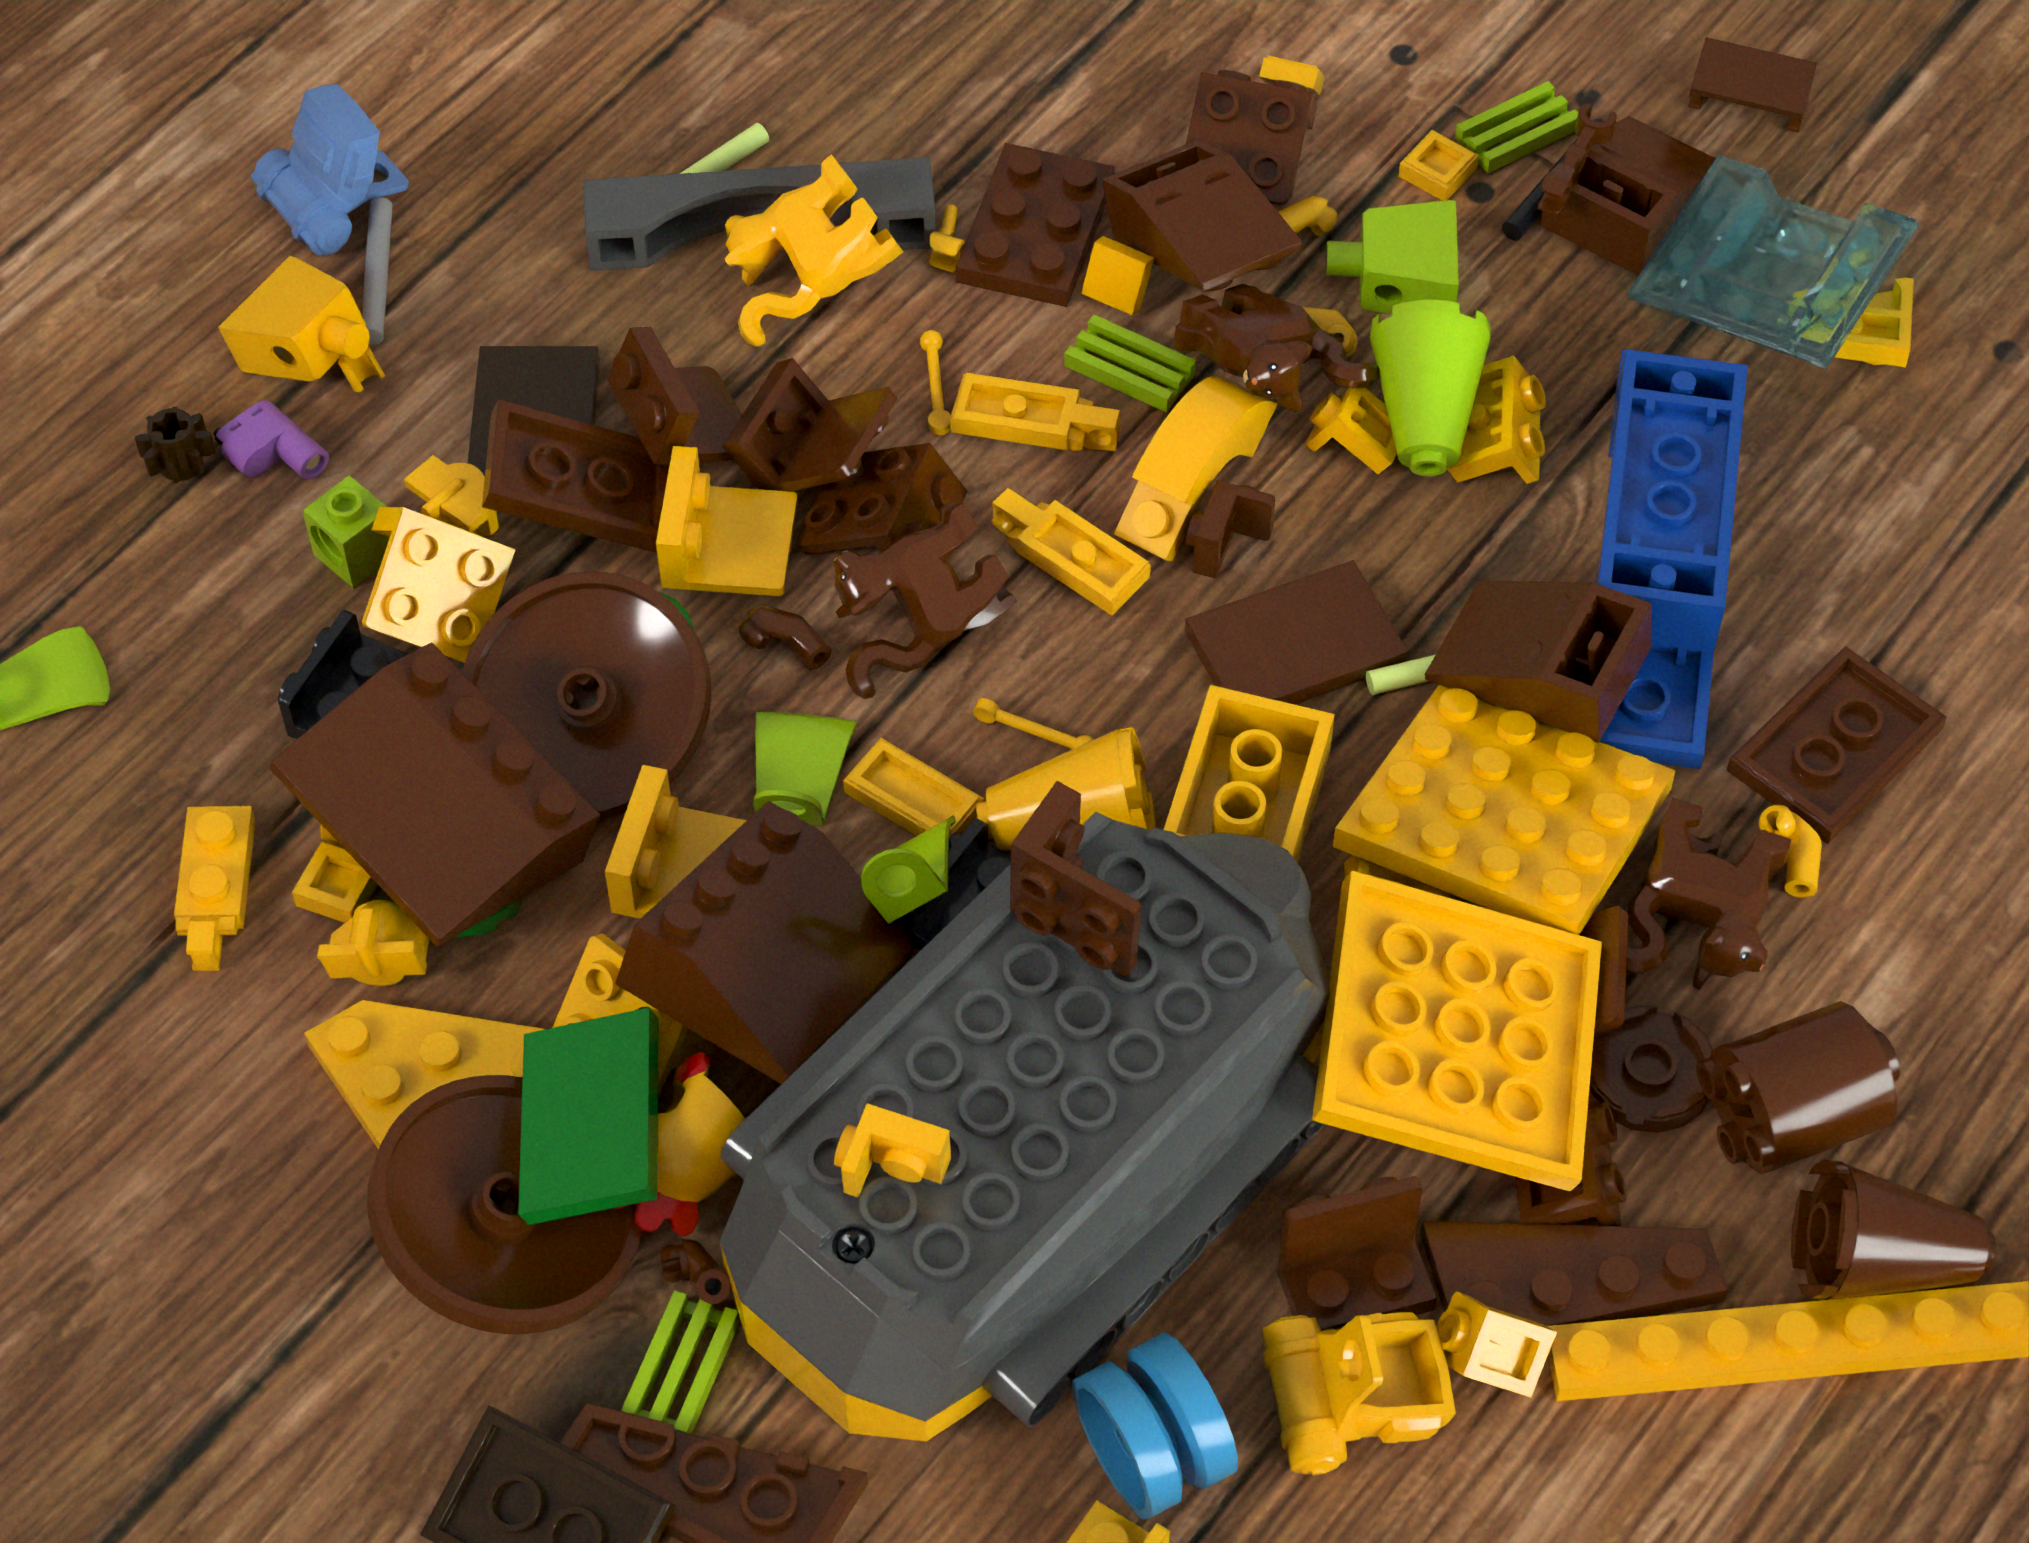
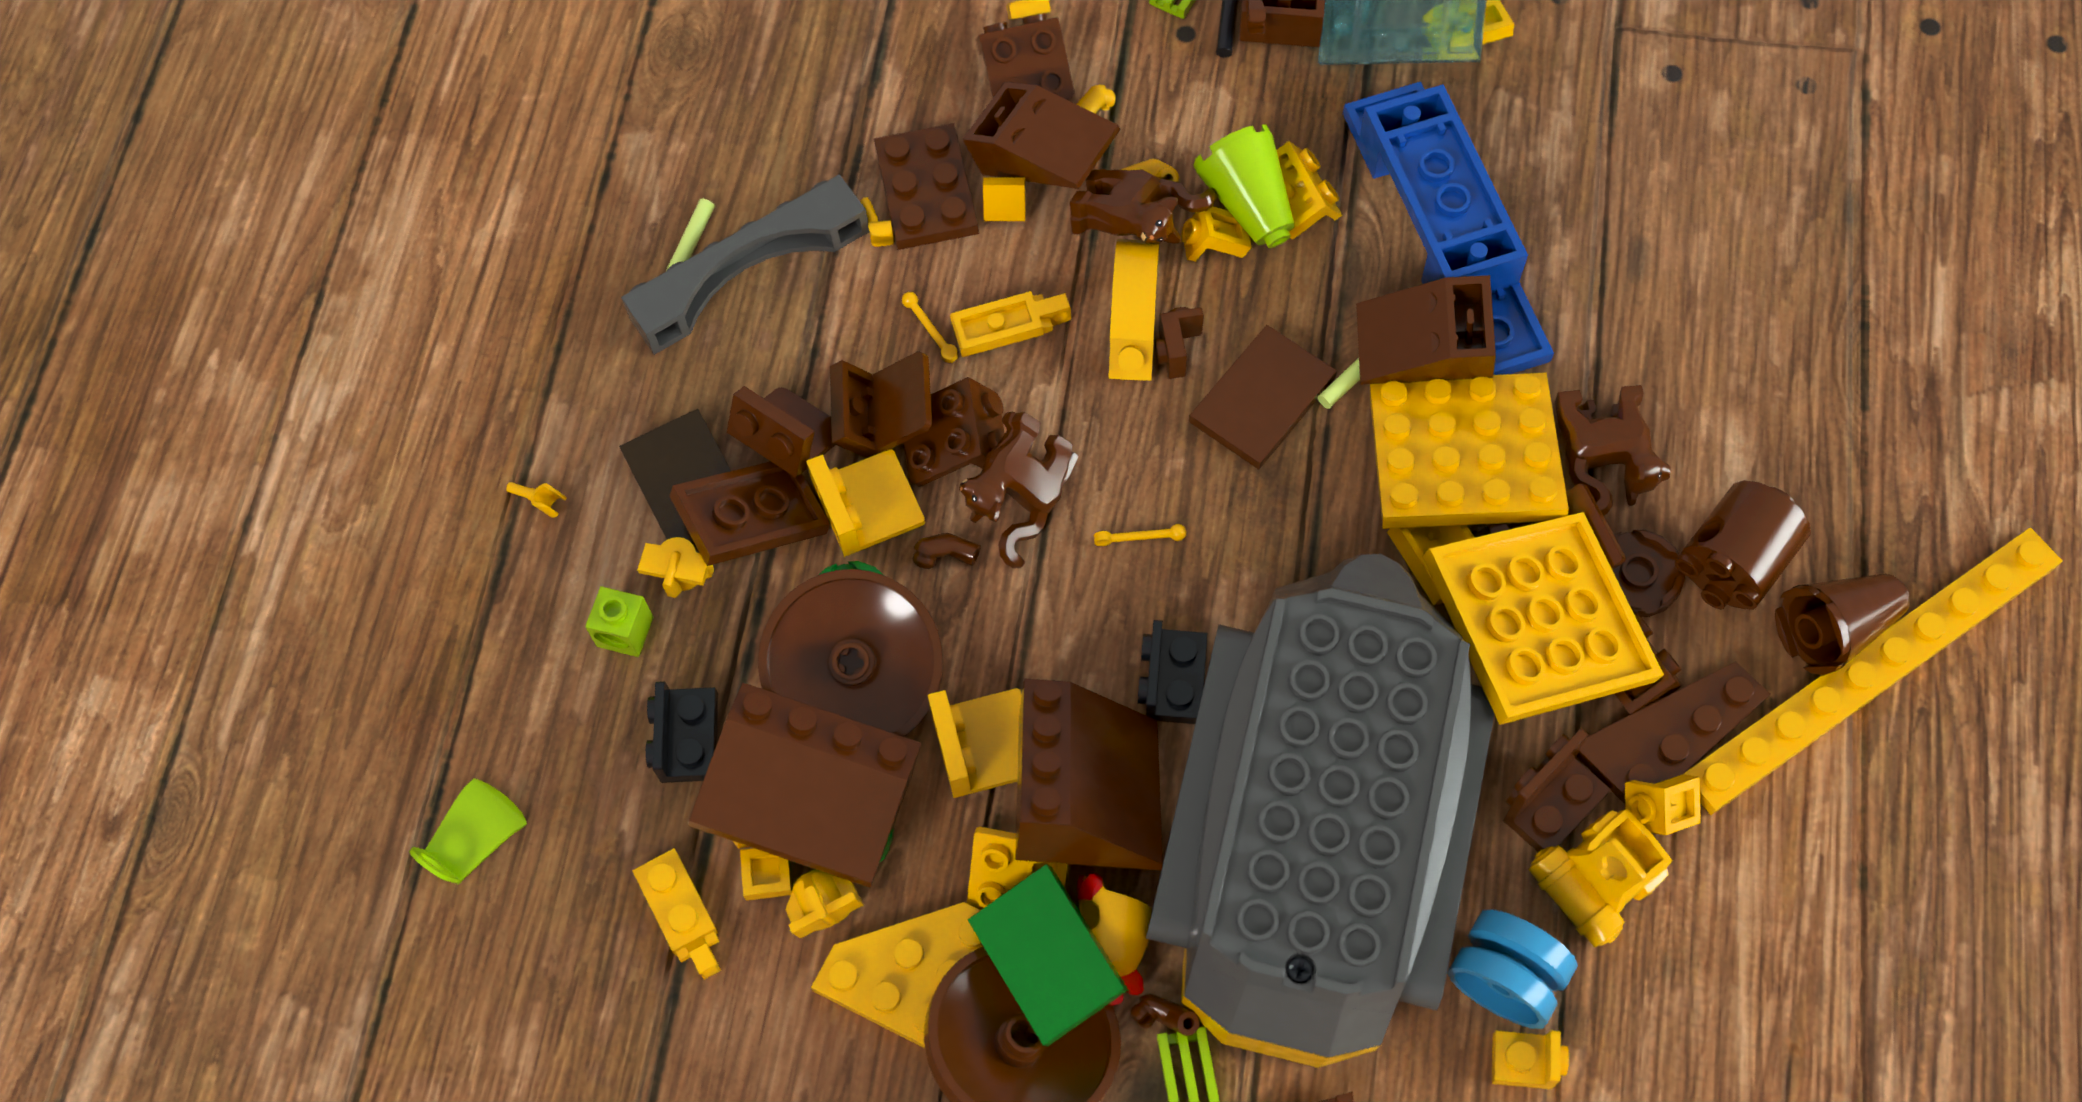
camera: 25 degrees left, 10 degrees up
(175, 444) = (452, 606): dark brown gear -> none
(265, 437) = (513, 581): medium lavender piece -> none
(296, 324) = (489, 491): yellow torso -> none
(326, 170) = (437, 371): medium blue piece -> none
(377, 268) = (511, 424): light grey bar -> none
(434, 582) = (705, 632): yellow bracket -> none
(799, 761) = (1007, 634): lime piece -> none
(822, 254) = (806, 273): yellow animal -> none
(895, 1141) = (1306, 893): yellow bracket -> none
(909, 791) = (1092, 619): yellow tile -> none
(910, 873) = (1133, 676): lime piece -> none
(1062, 899) = (1300, 677): reddish brown bracket -> none
(1071, 550) = (1089, 403): yellow hinge -> none
(1102, 771) = (1205, 576): yellow cone -> none
(1135, 357) = (1046, 249): lime tile -> none
(1253, 770) = (1304, 512): yellow brick -> none
(1401, 255) = (1176, 104): lime torso -> none
(1438, 165) = (1152, 28): yellow tile -> none
(1804, 849) = (1627, 375): yellow arm -> none
(1836, 743) = (1618, 305): reddish brown tile -> none

